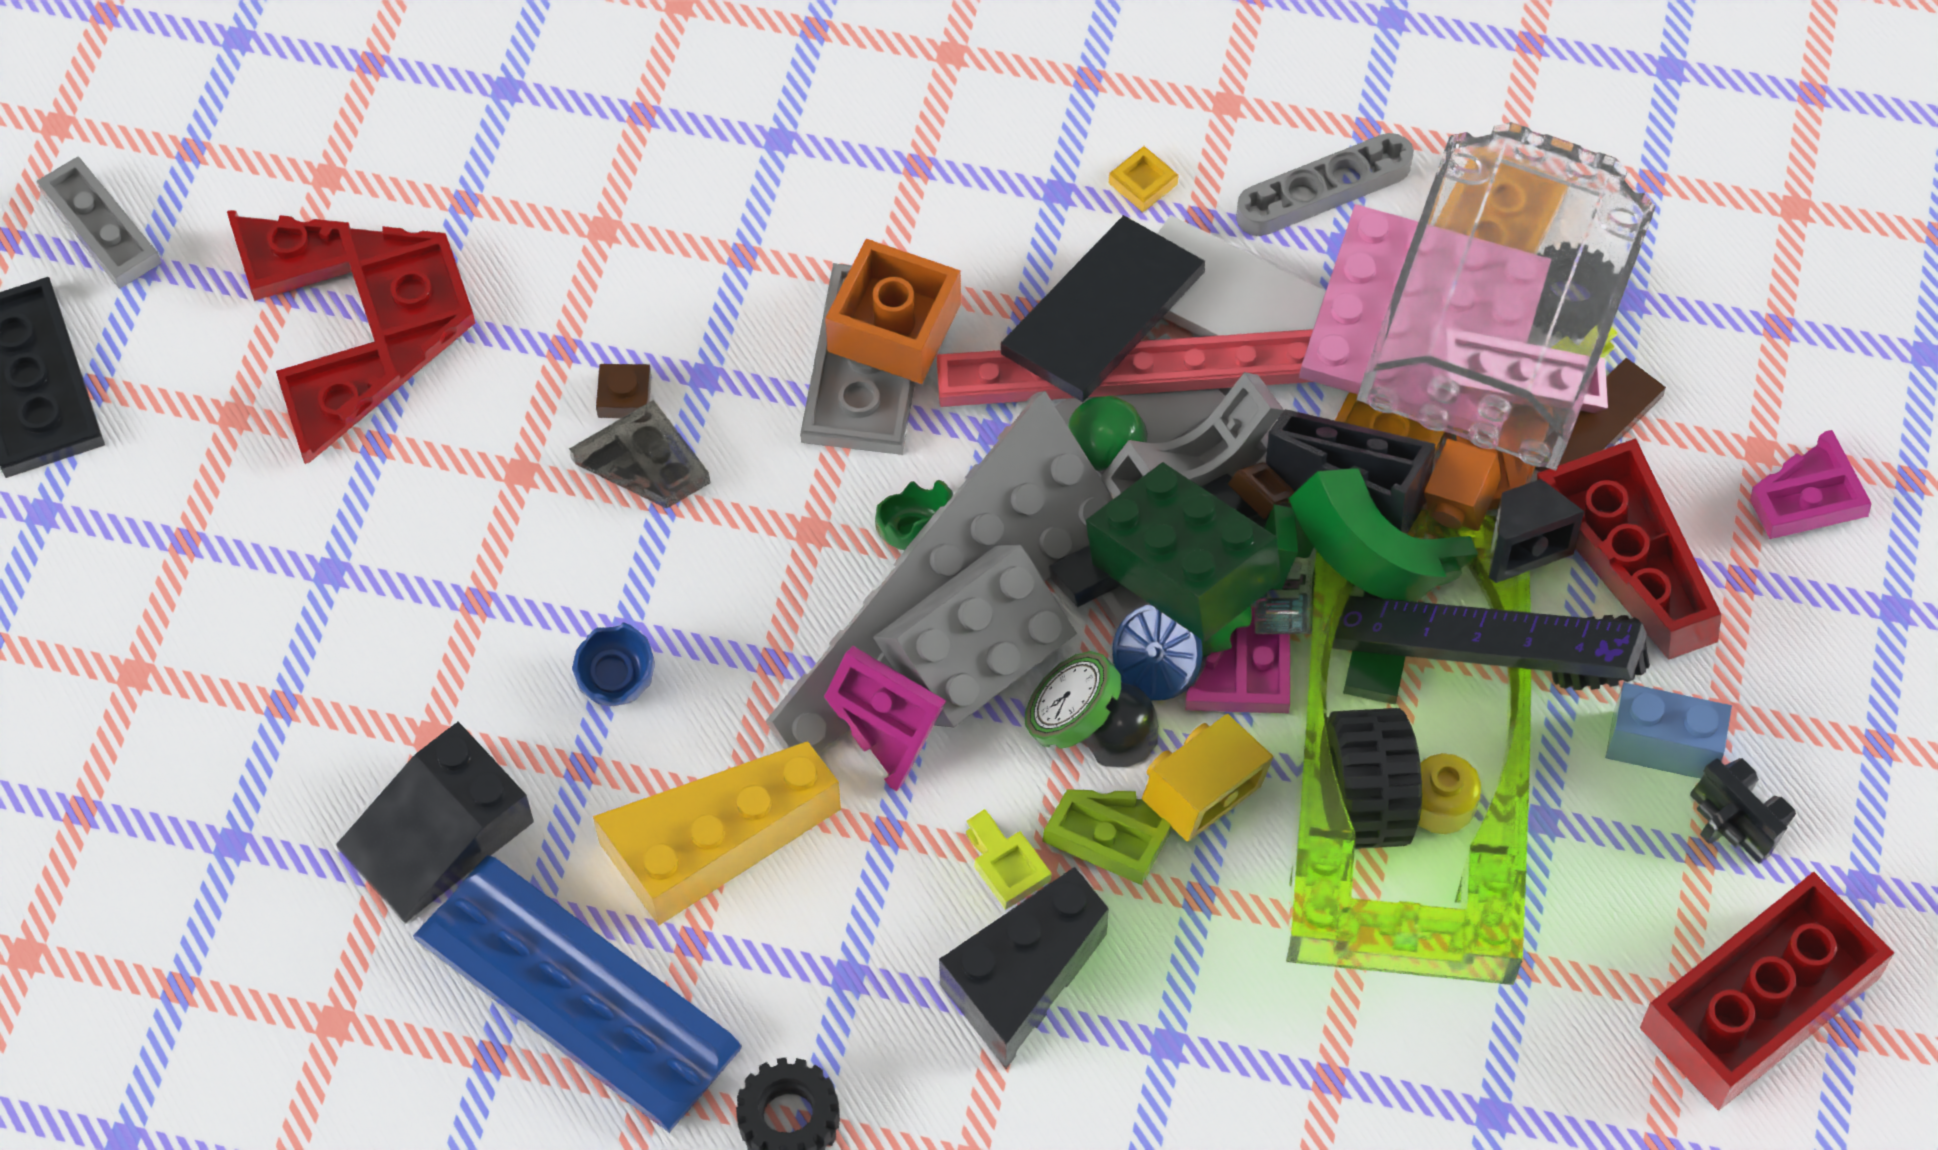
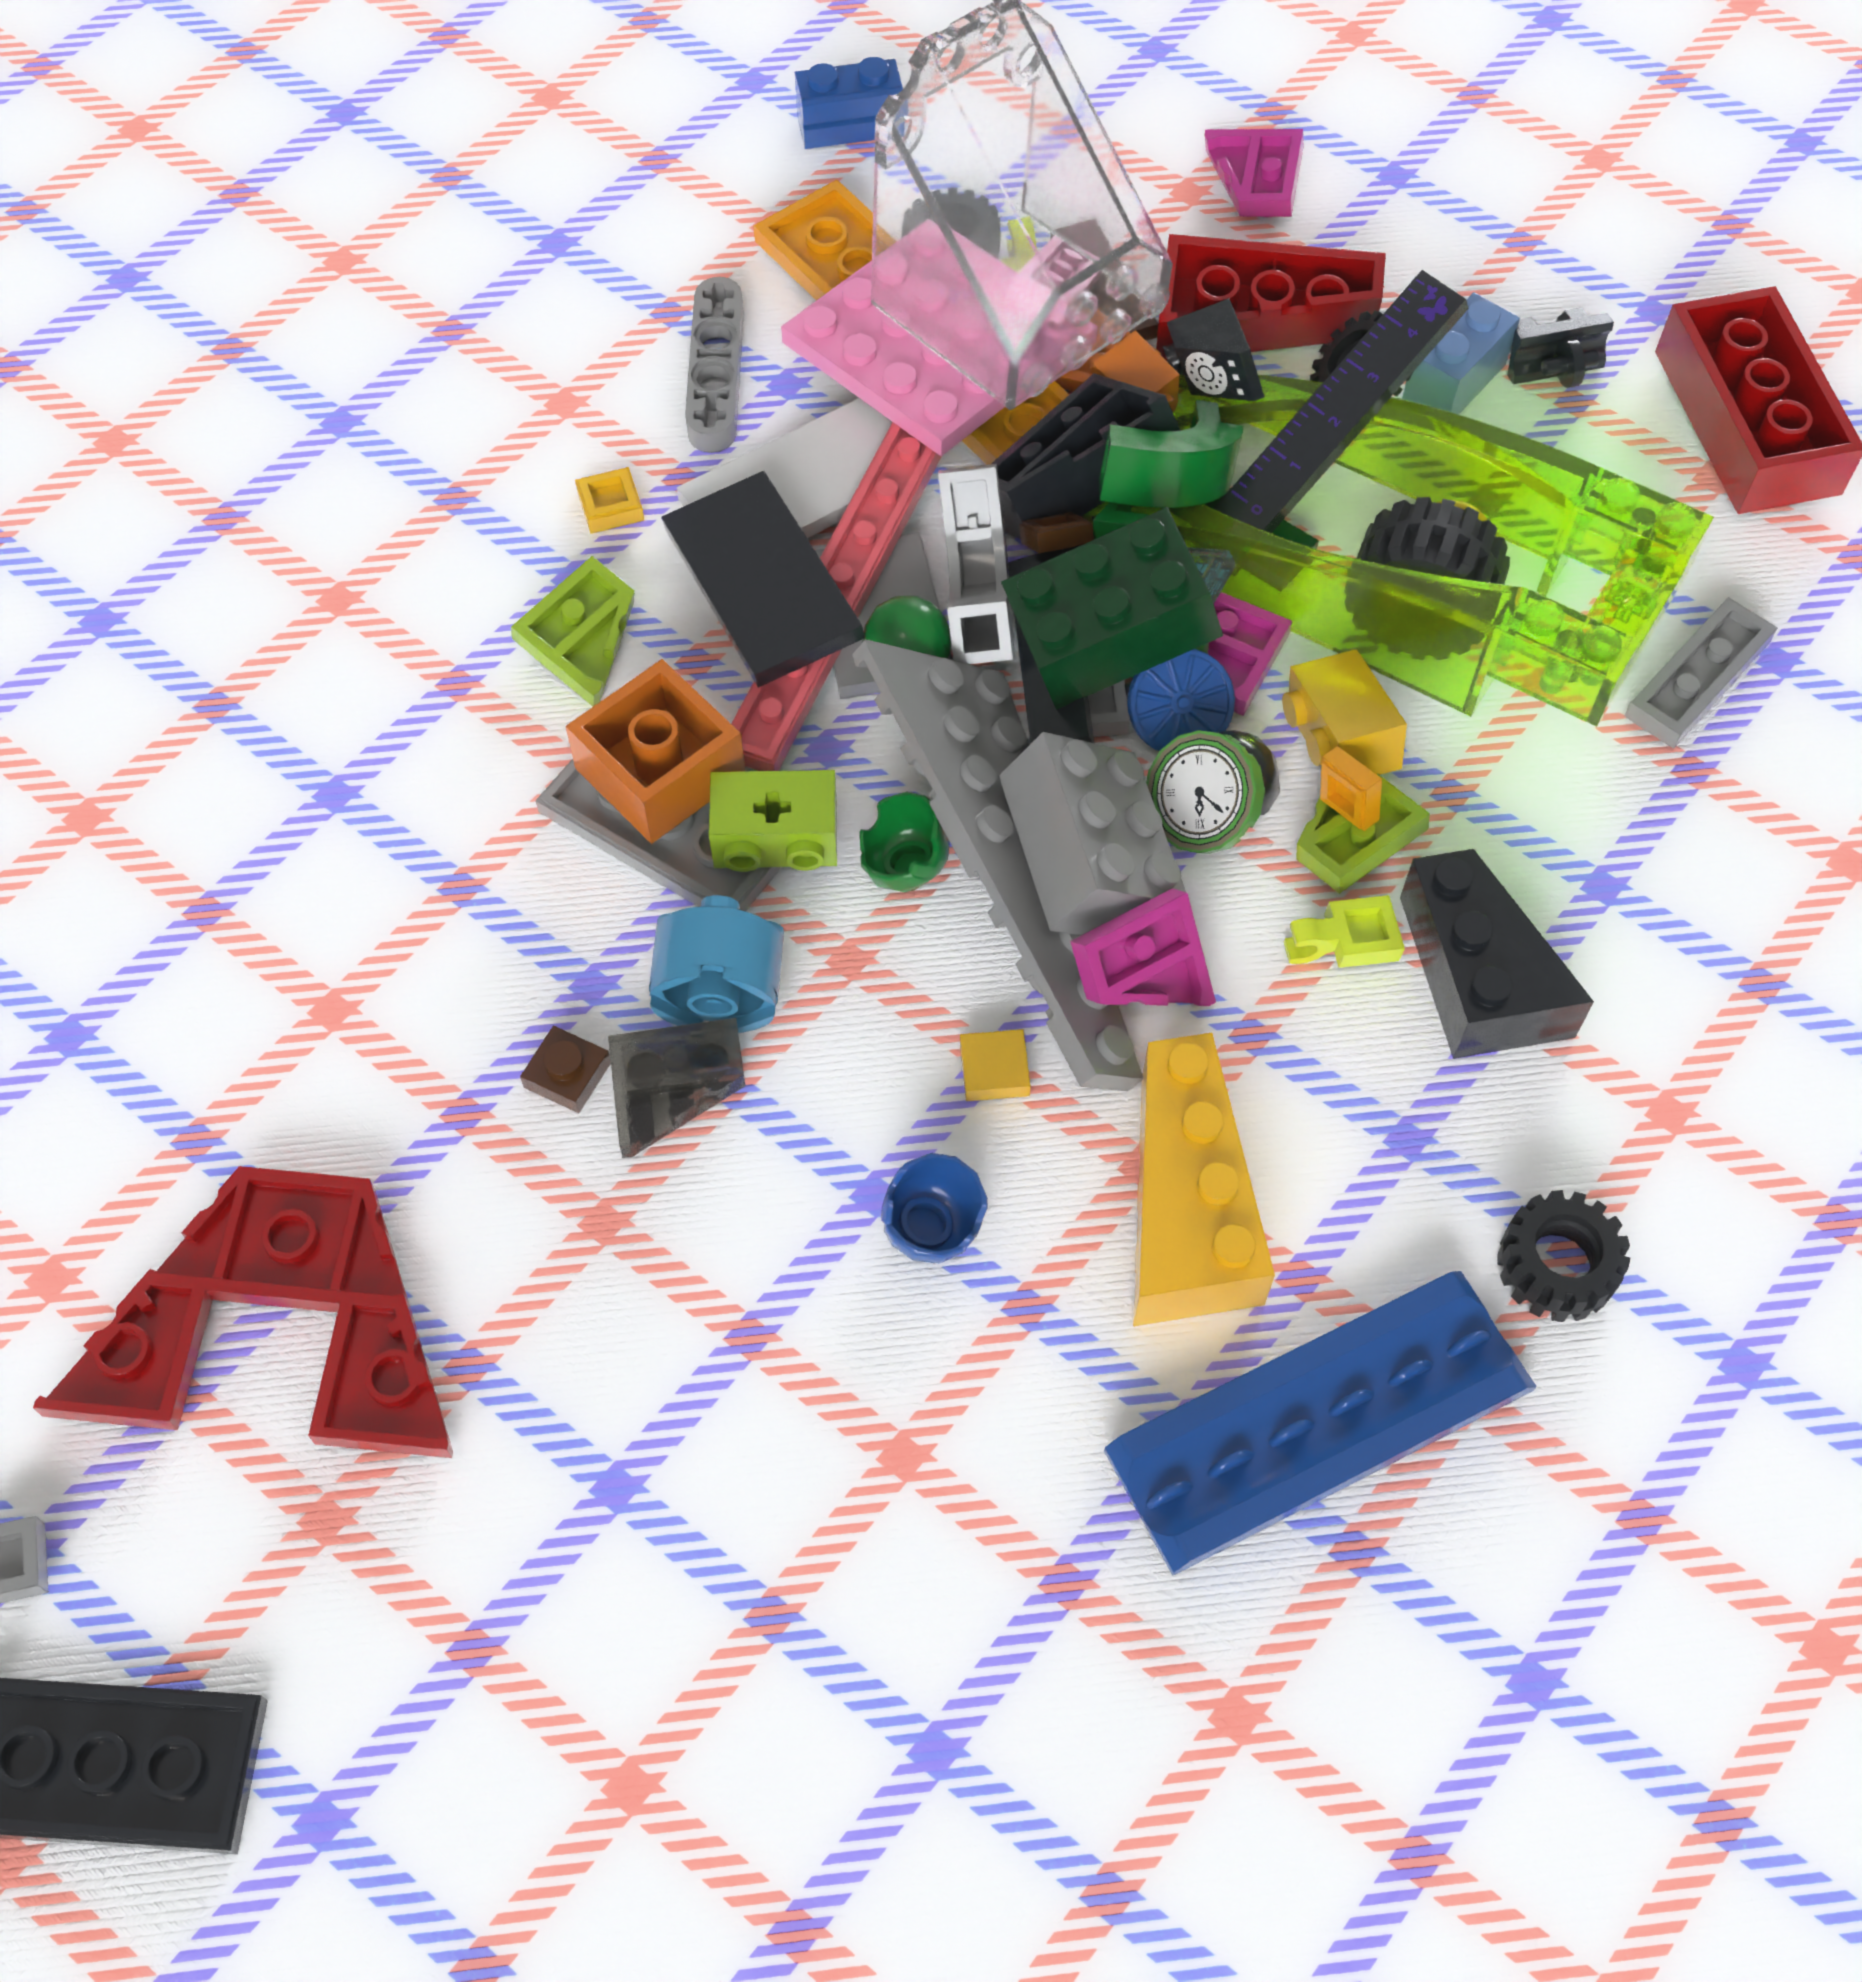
camera: 65 degrees left, 0 degrees up
(435, 822) = (1039, 1489): black slope -> none
(733, 436) = (716, 965): none -> dark azure brick
(764, 662) = (994, 1065): none -> yellow tile
(882, 417) = (773, 819): none -> lime brick
(1003, 217) = (579, 628): none -> lime wing
(1123, 799) = (1350, 788): none -> light orange tile
(1427, 1046) = (1700, 672): none -> light grey plate
(1667, 146) = (842, 101): none -> blue brick

